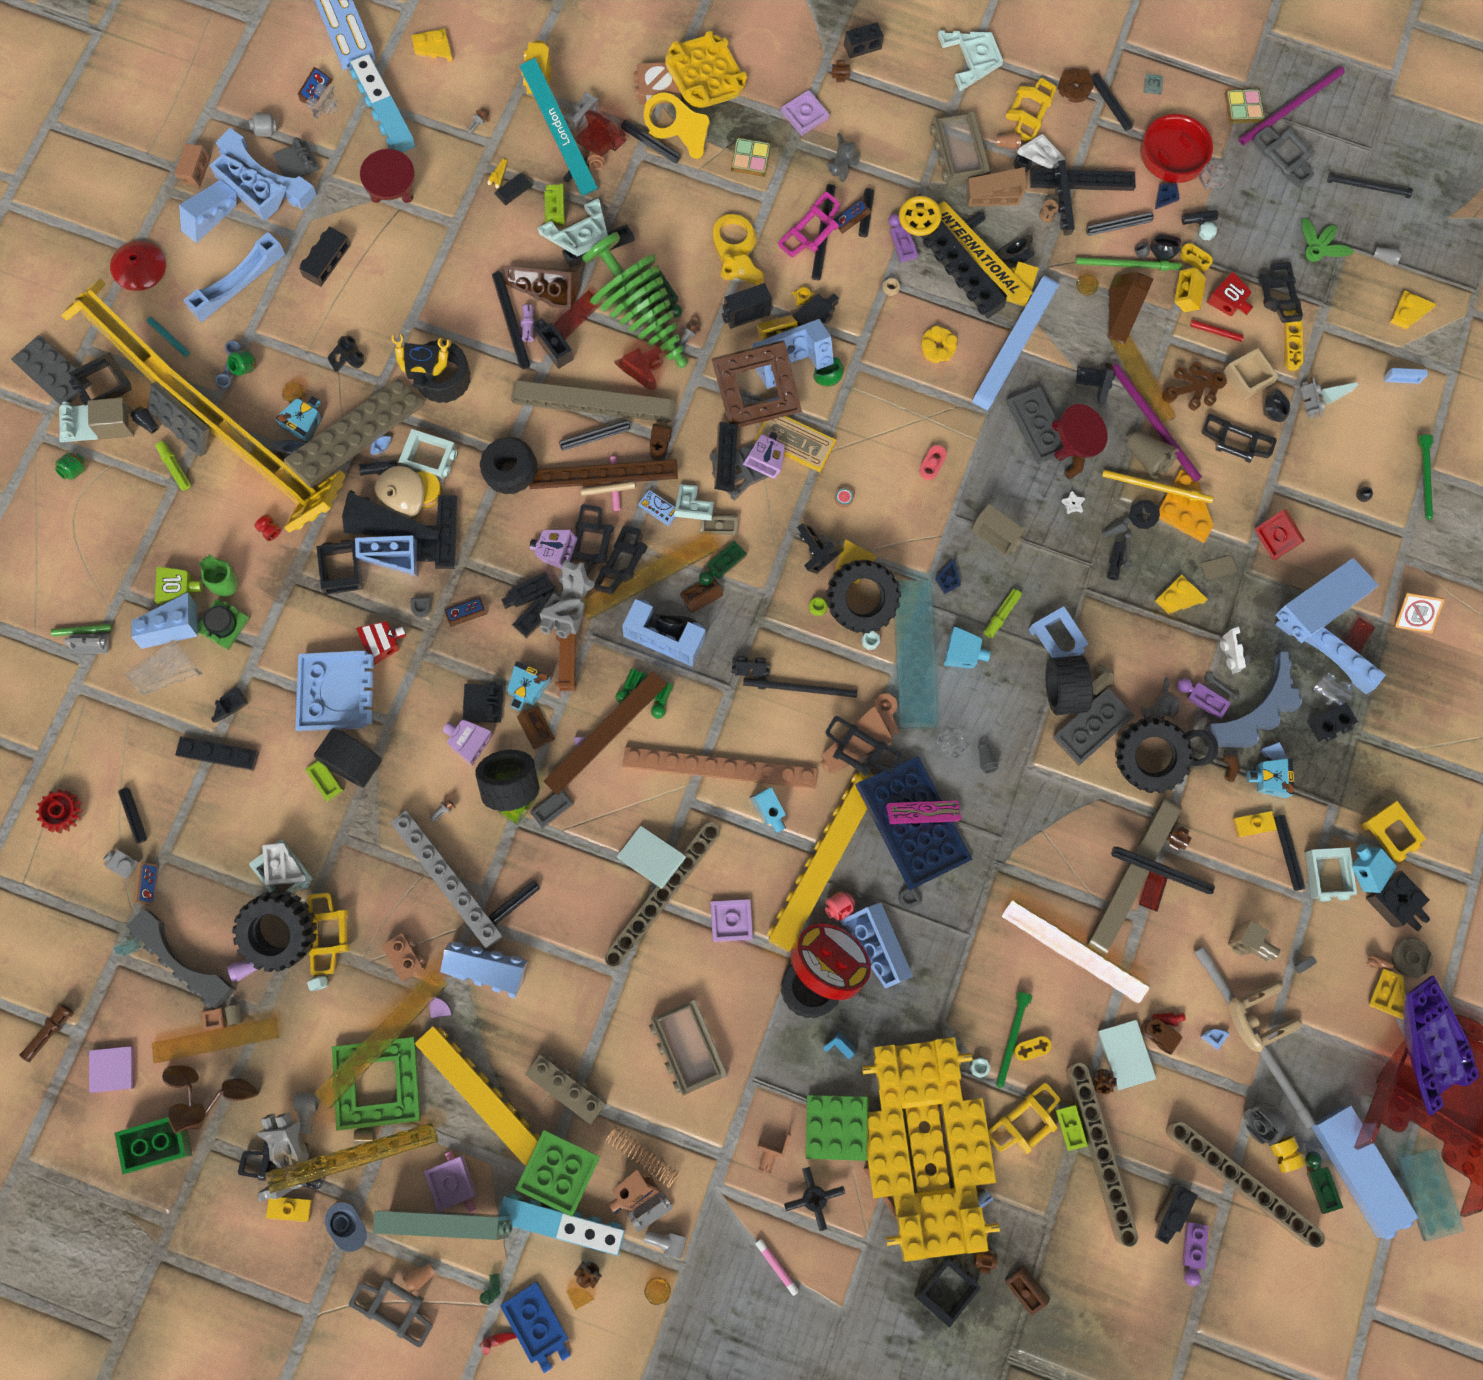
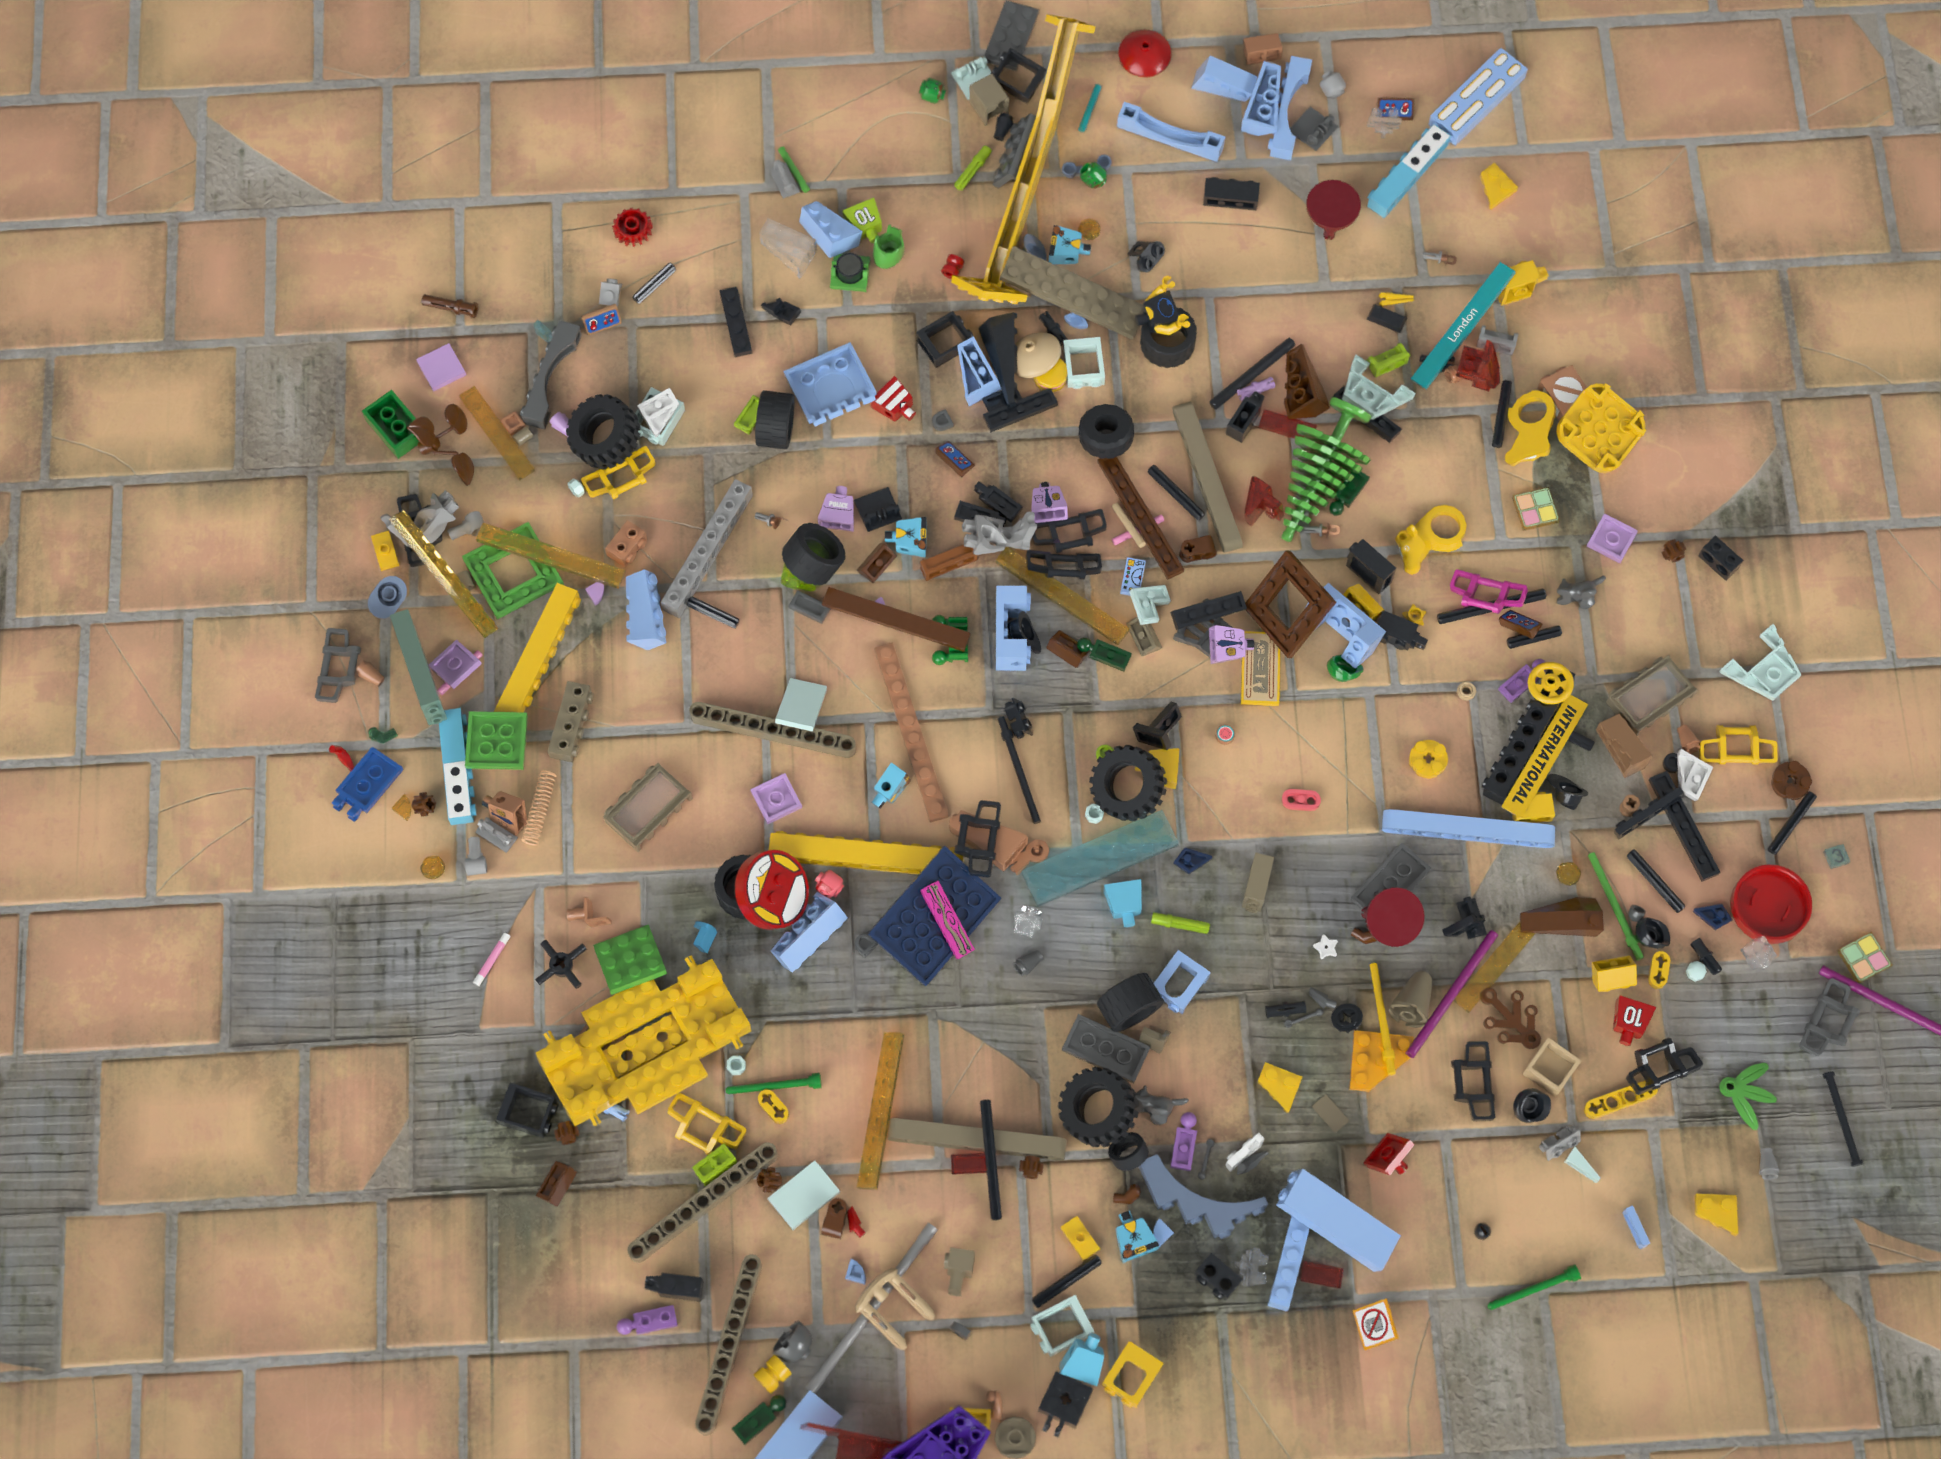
camera: 75 degrees right, 5 degrees down
(1216, 330) = (1587, 1020): red bar -> none

